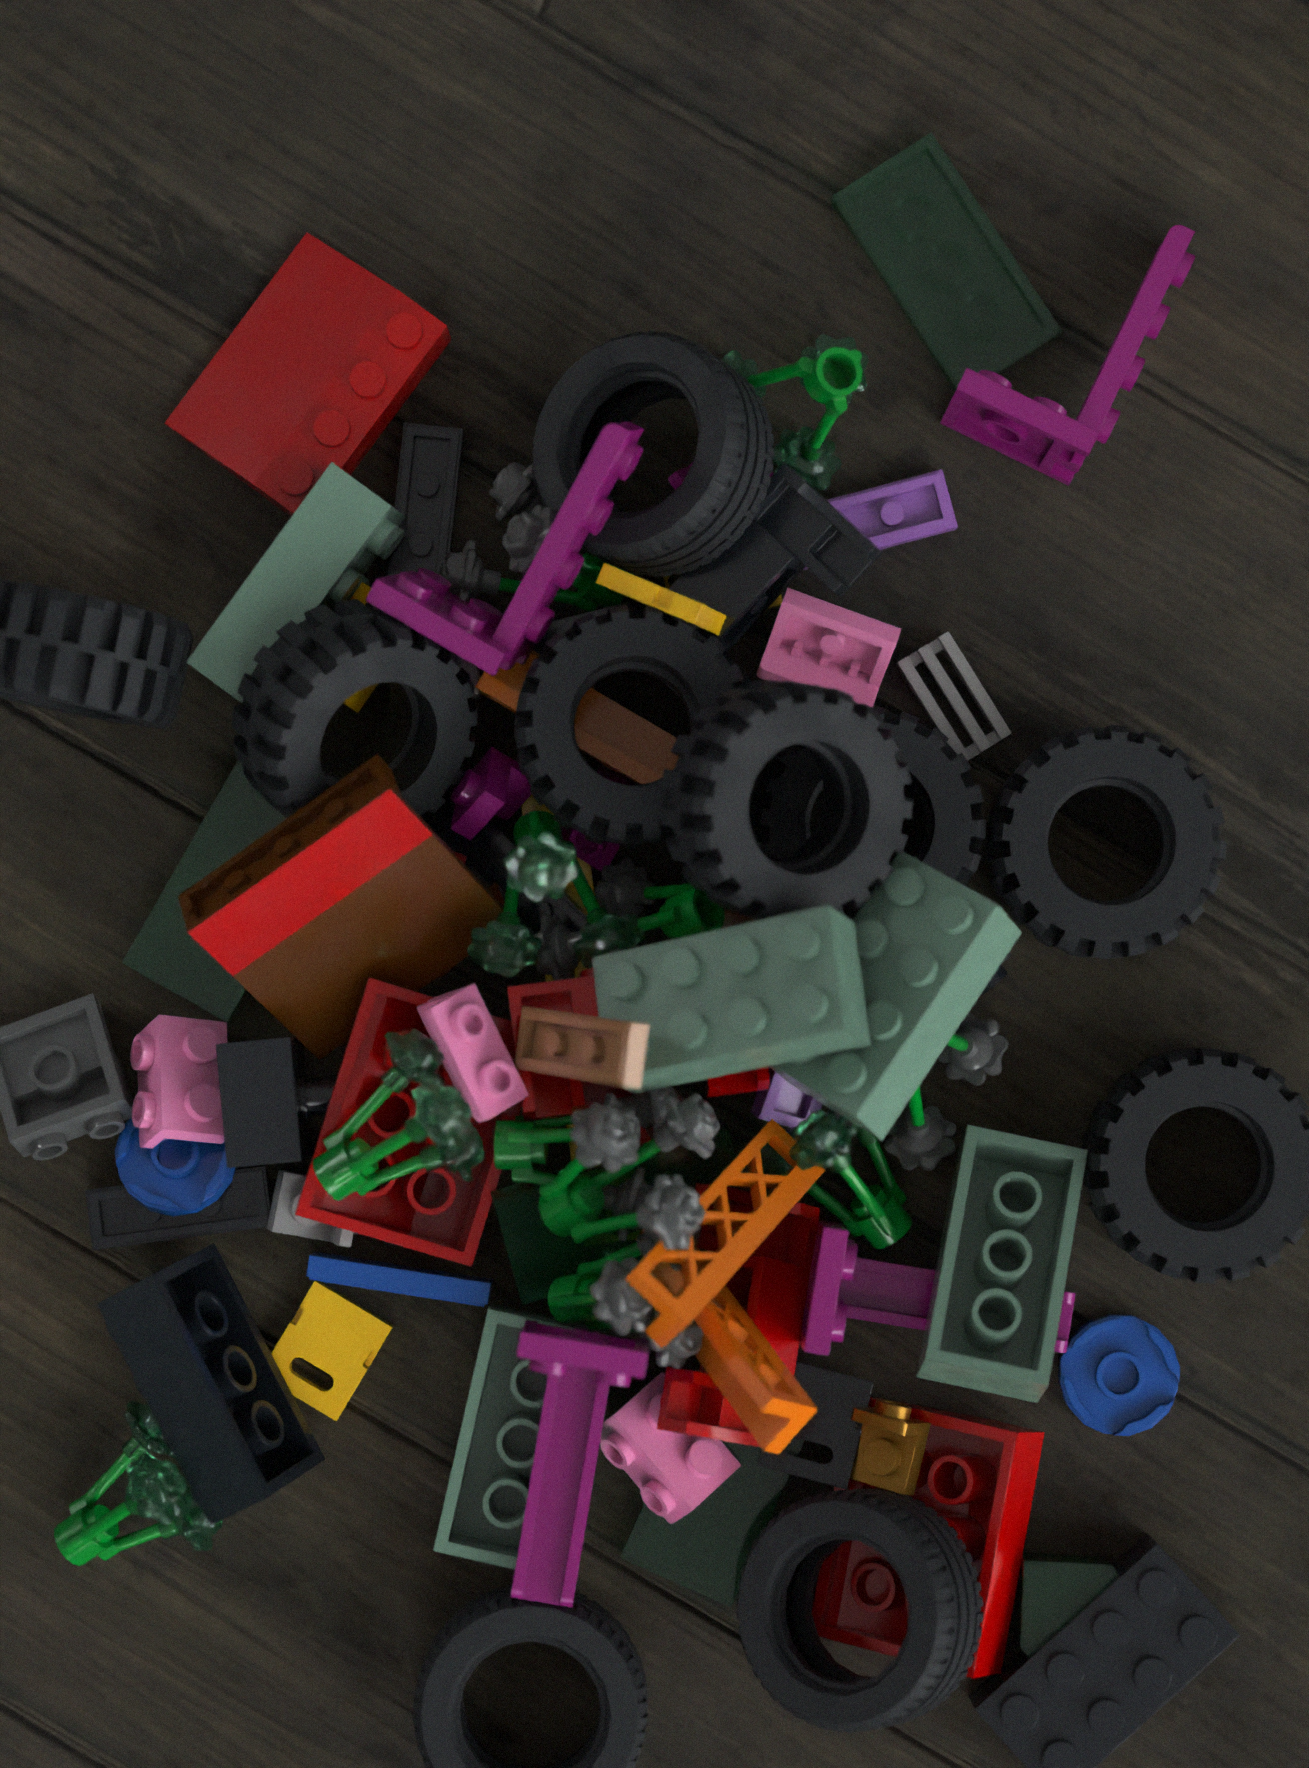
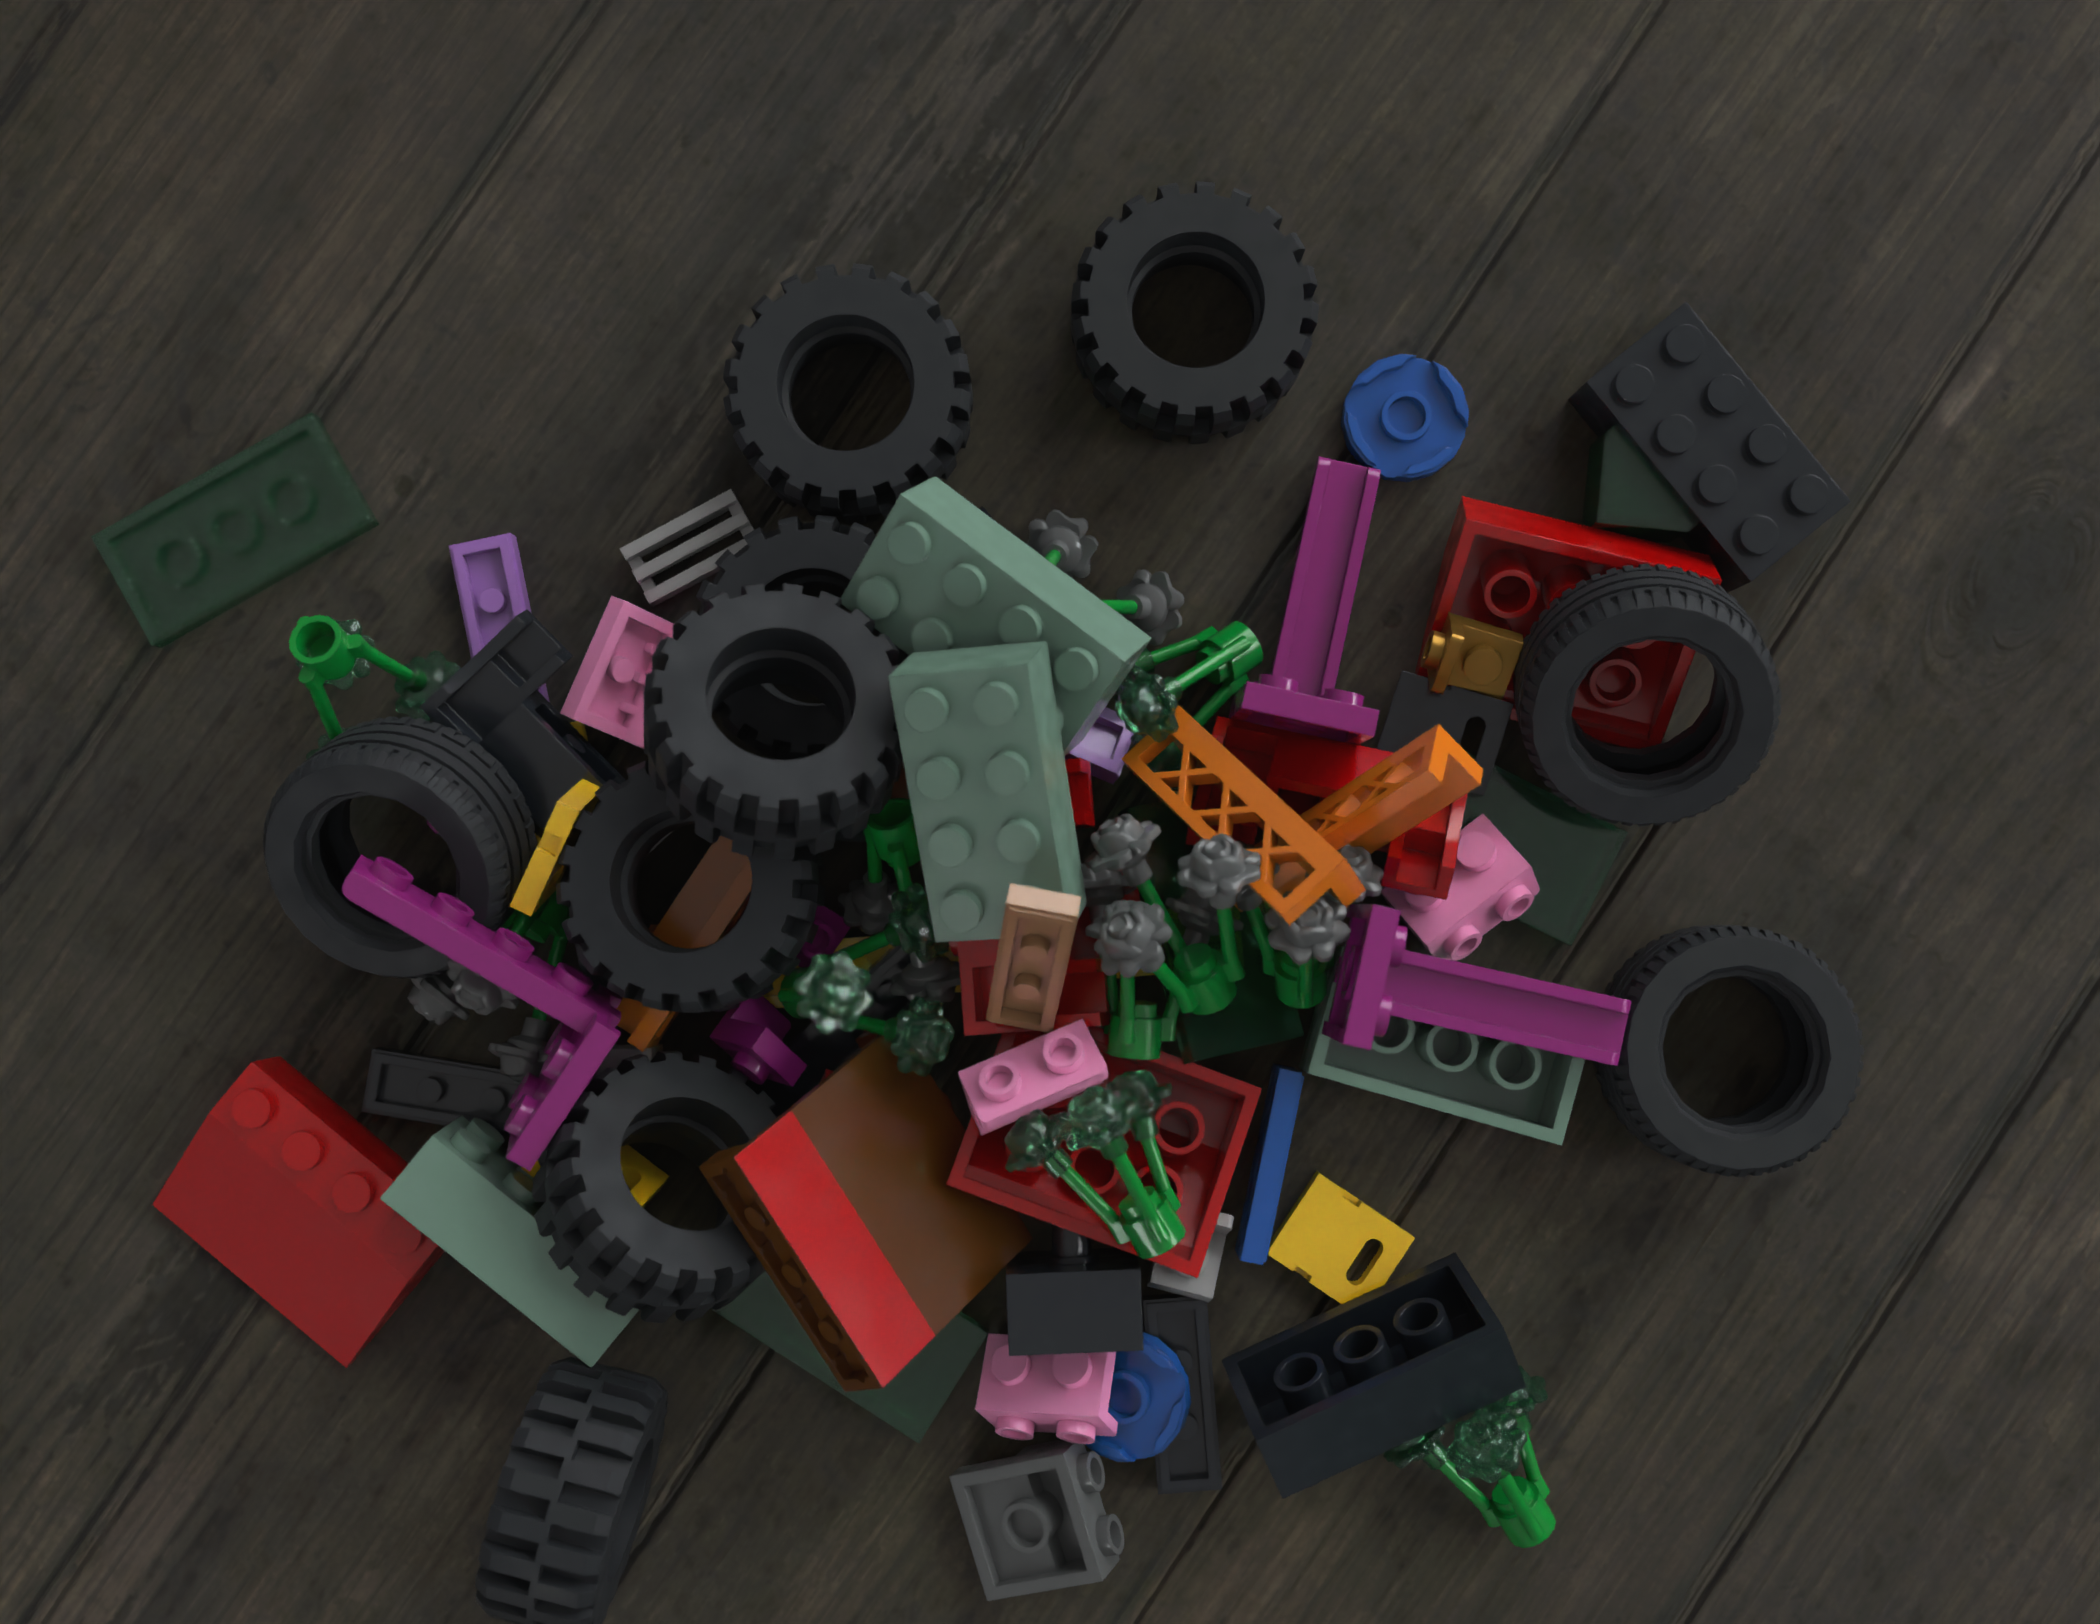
camera: 85 degrees left, 0 degrees up
(1002, 1264) = (1288, 524): sand green brick -> none
(1038, 428) = (406, 439): magenta bracket -> none

